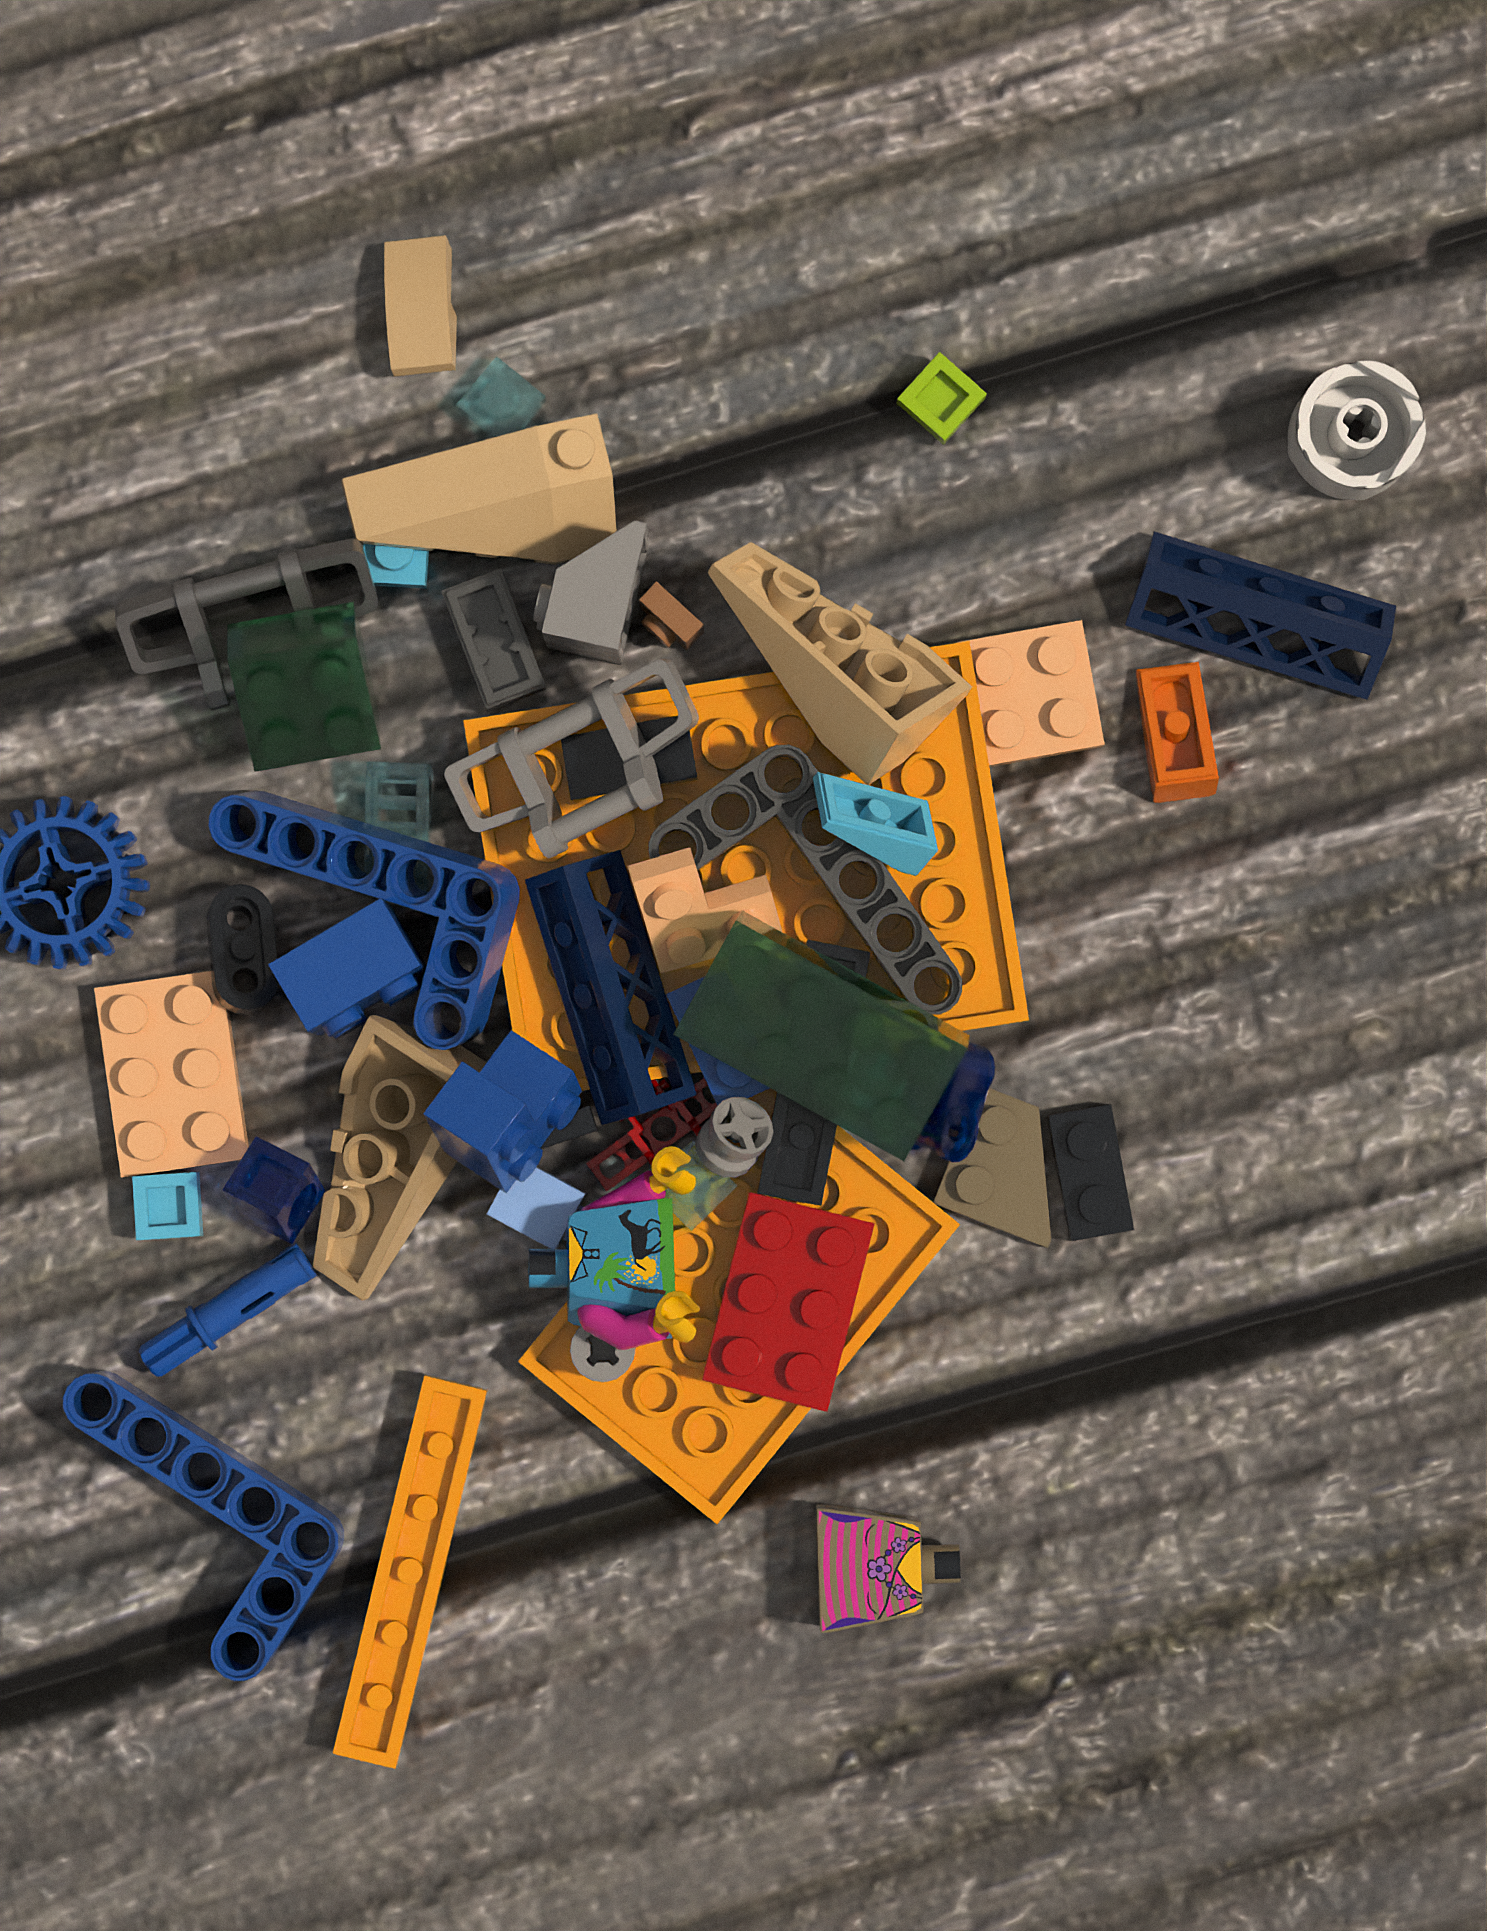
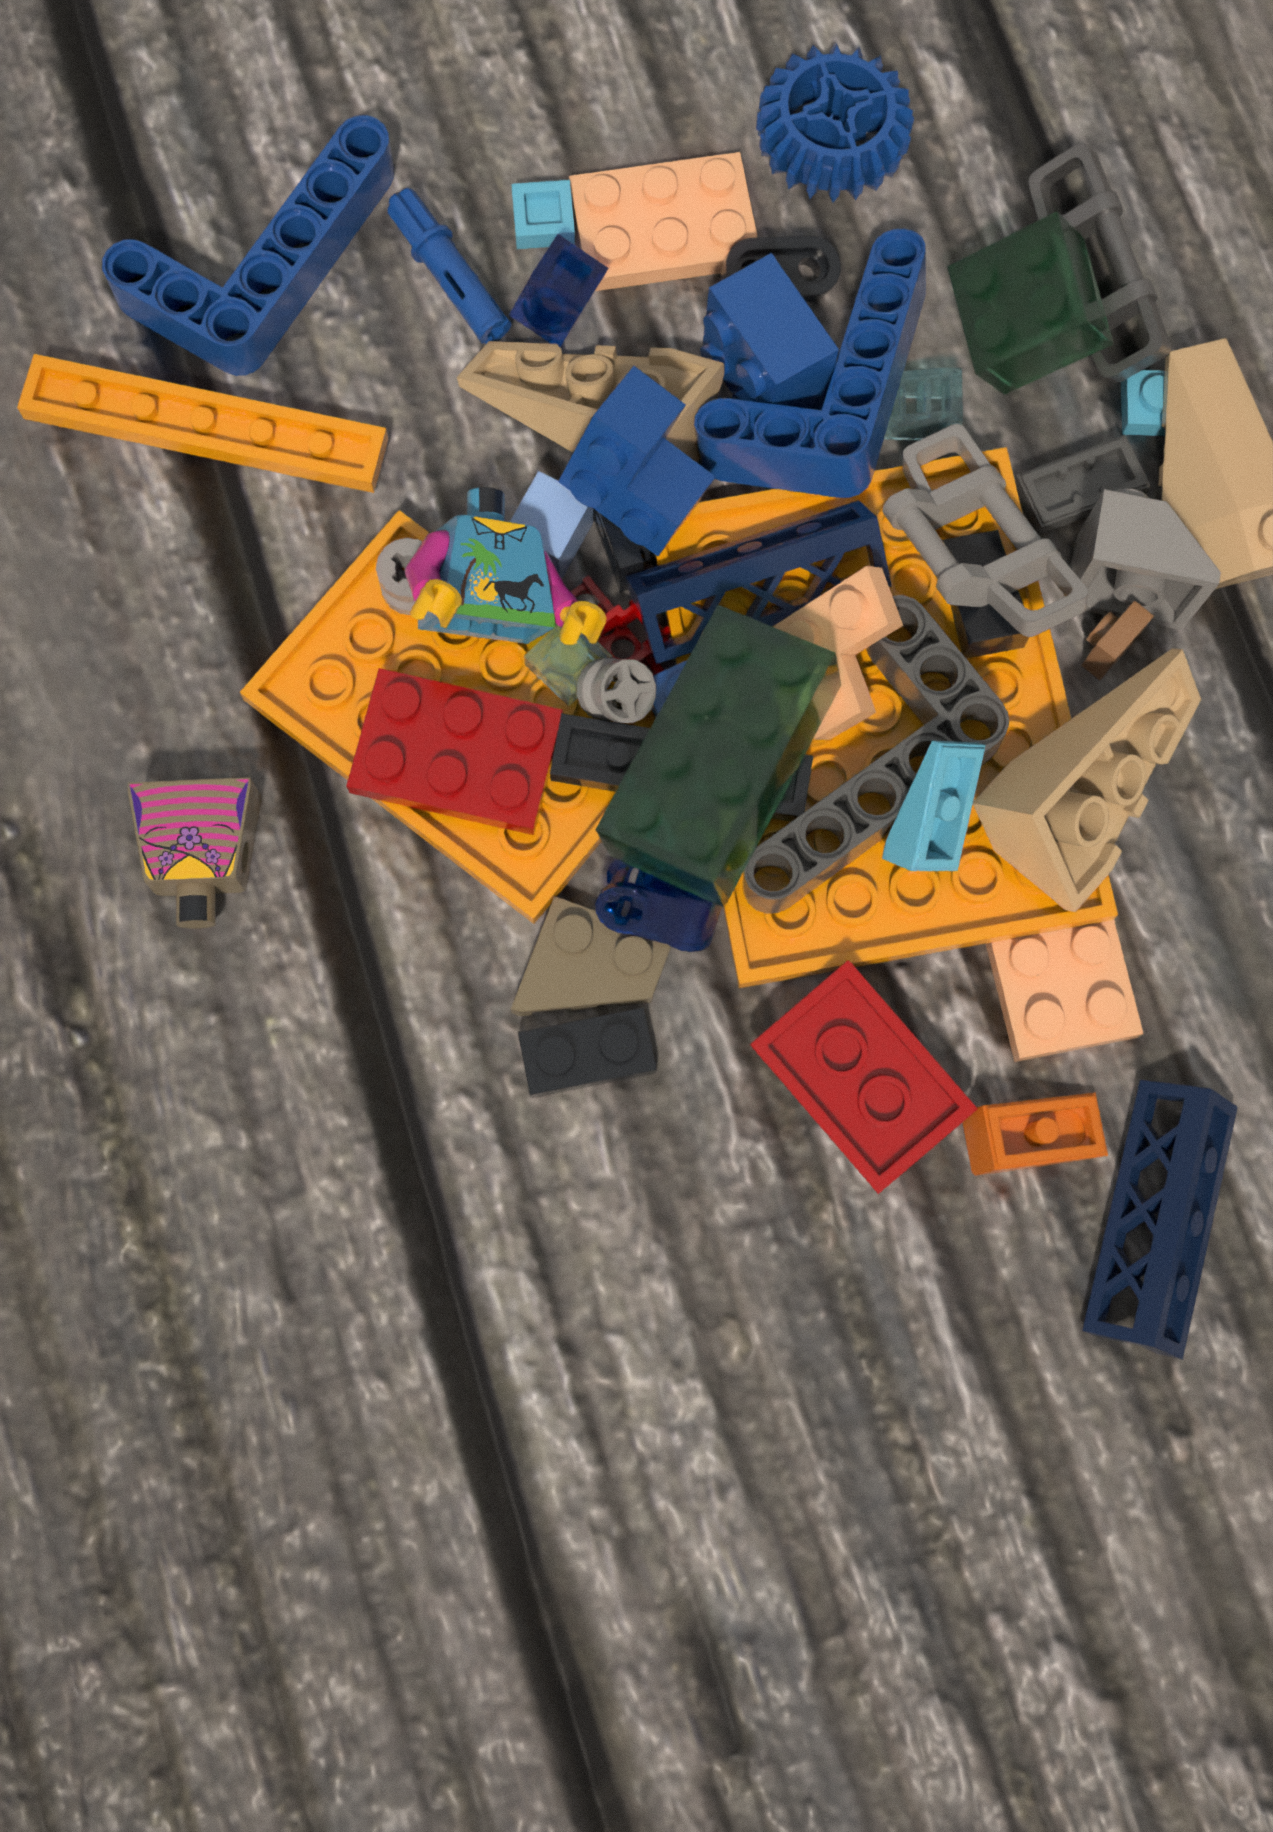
camera: 85 degrees right, 10 degrees down
(1123, 902) = (863, 1076): none -> red plate

